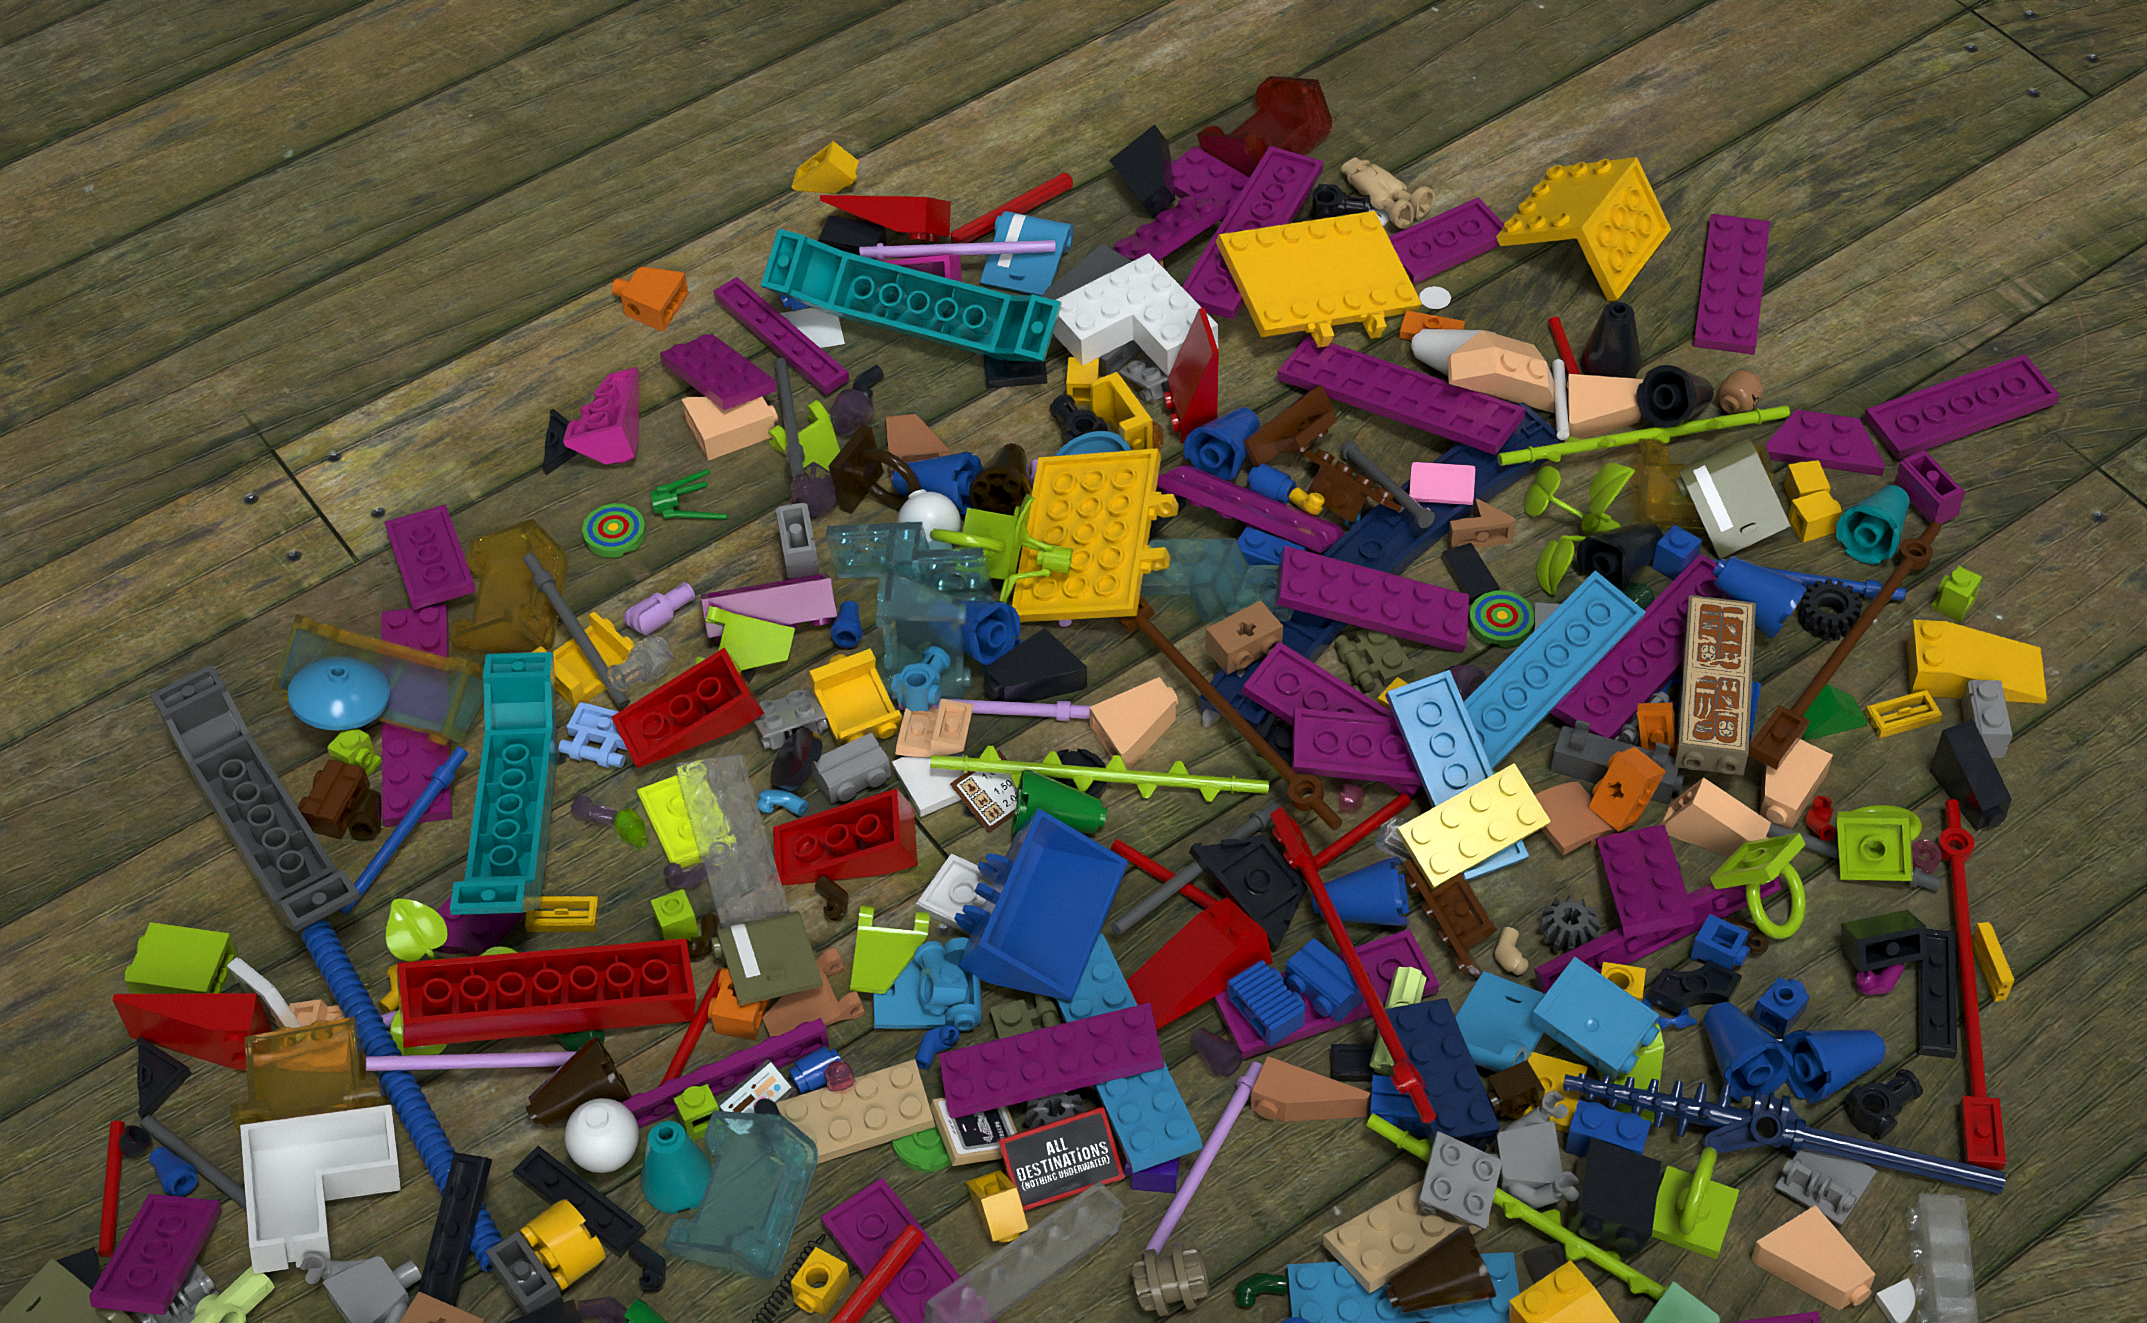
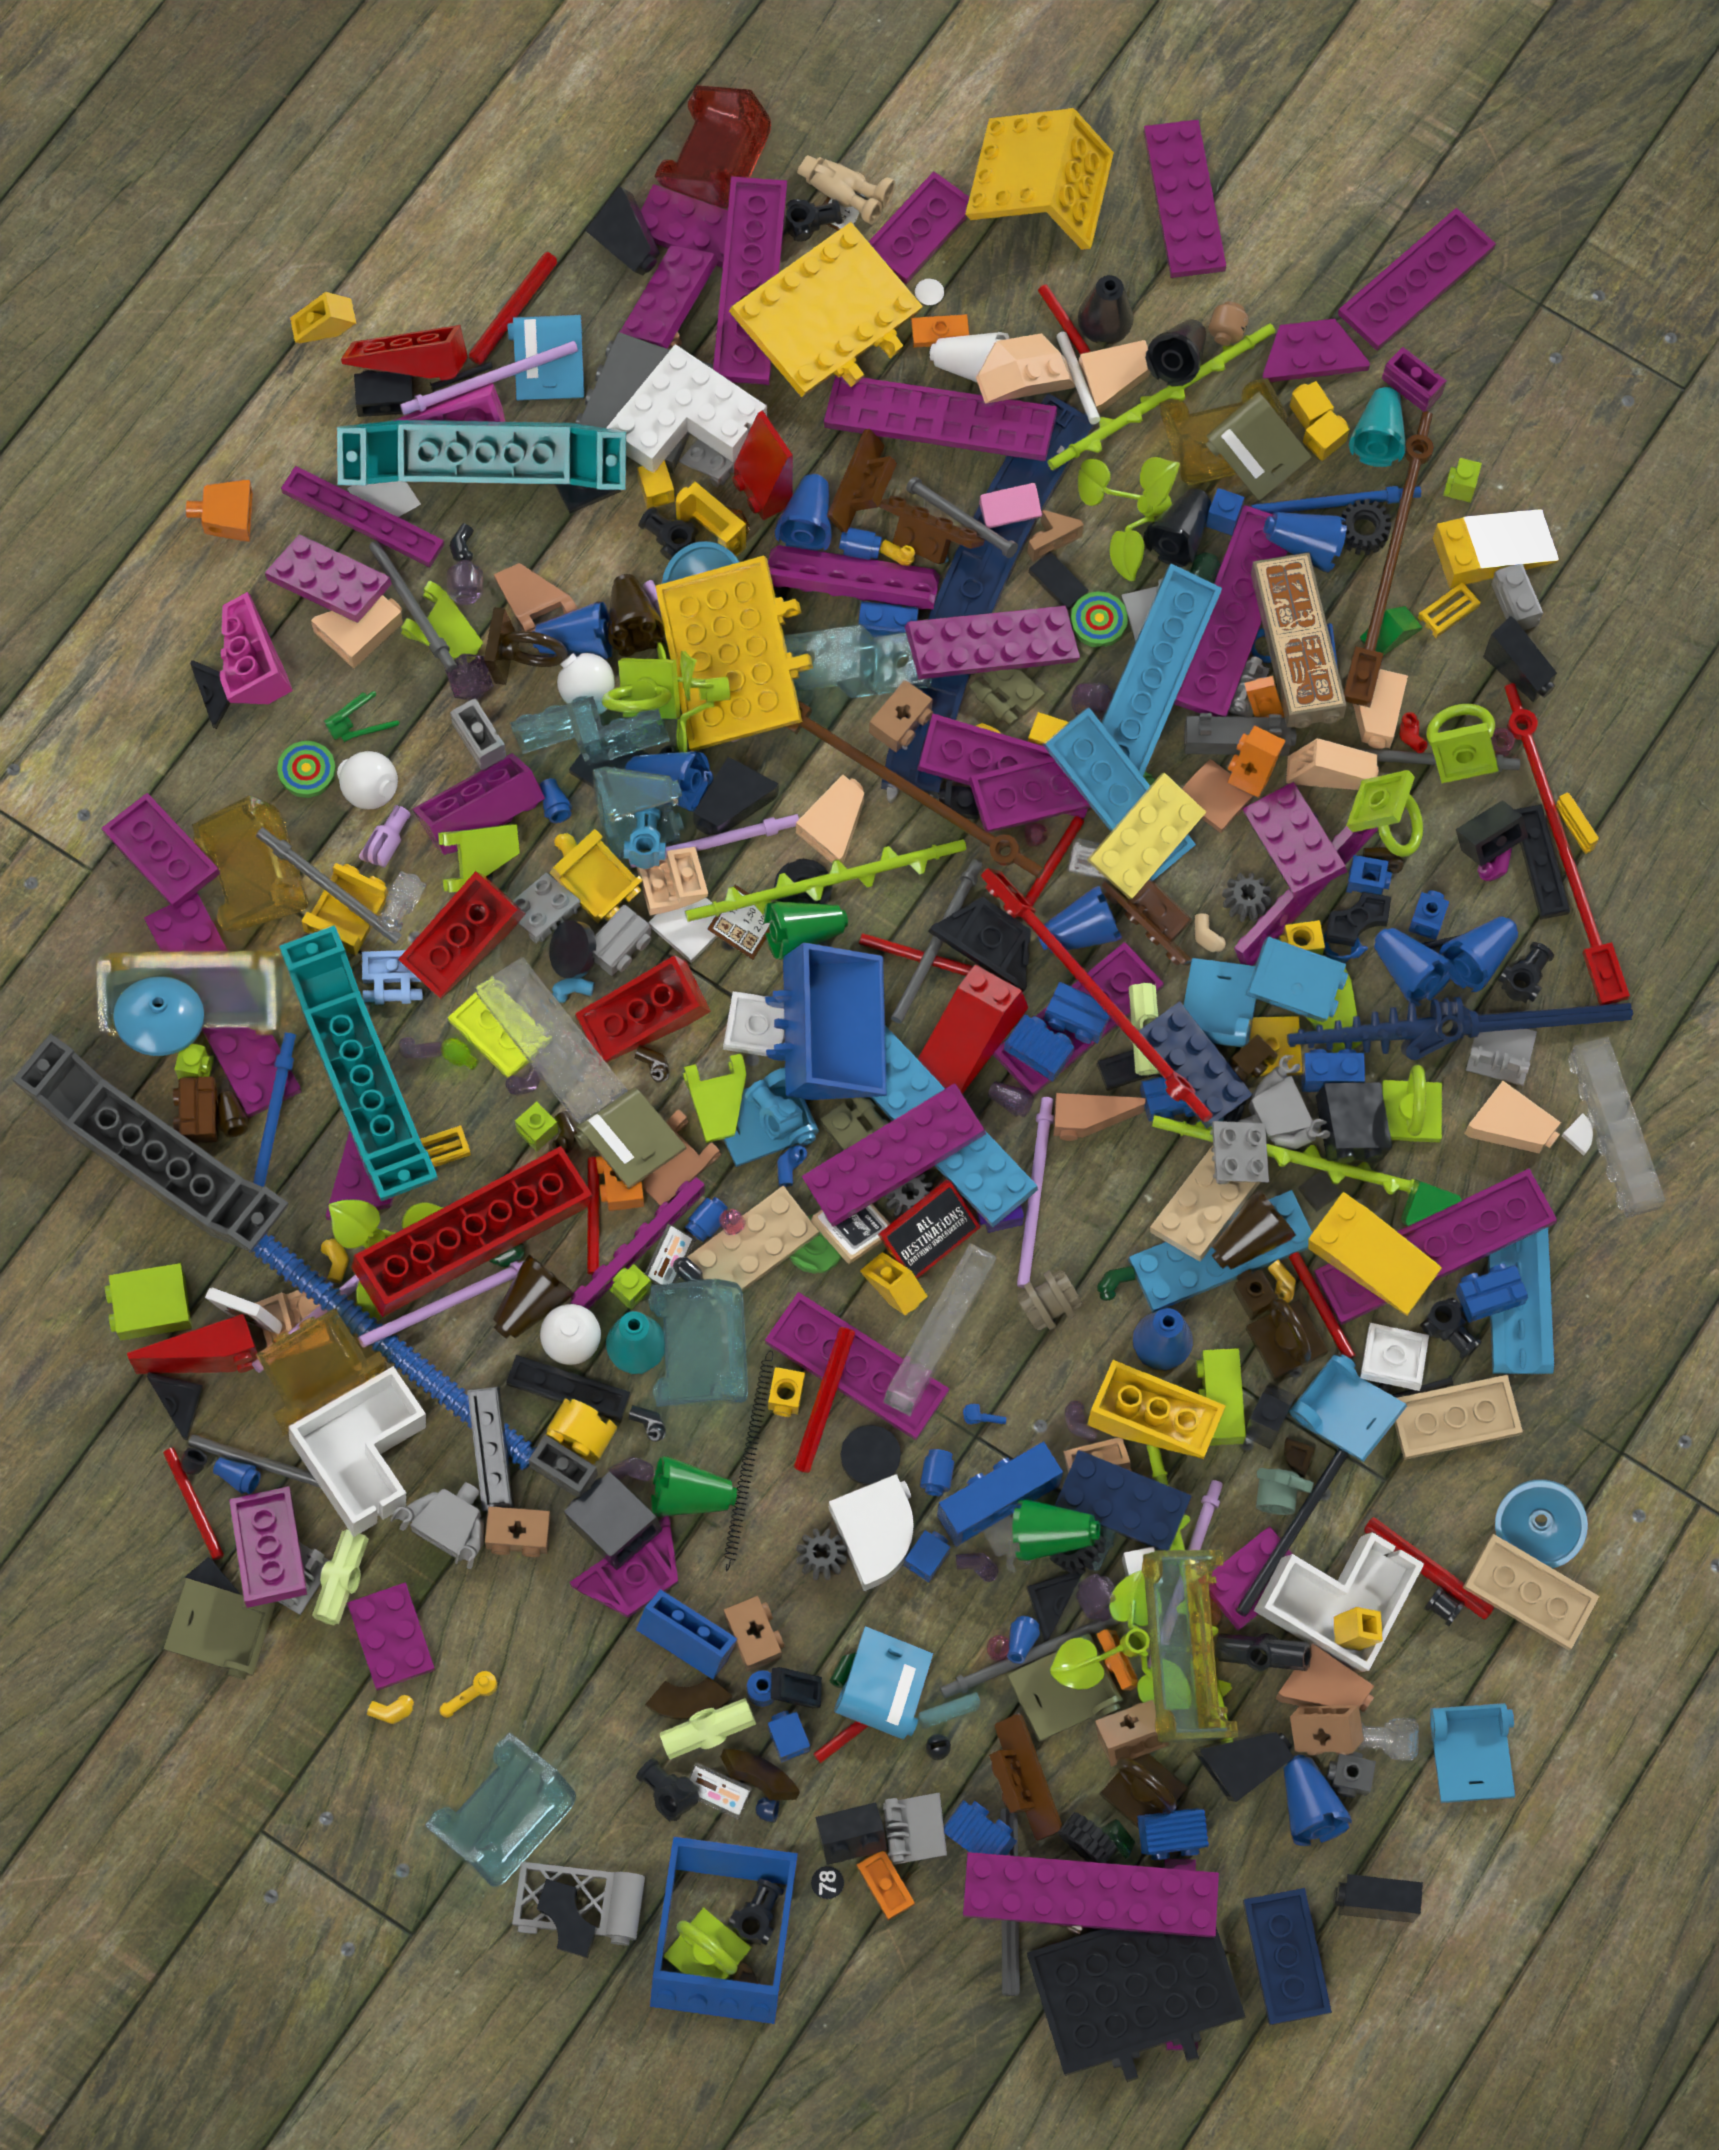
camera: 25 degrees left, 20 degrees up
(665, 549) = (368, 780): none -> white brick

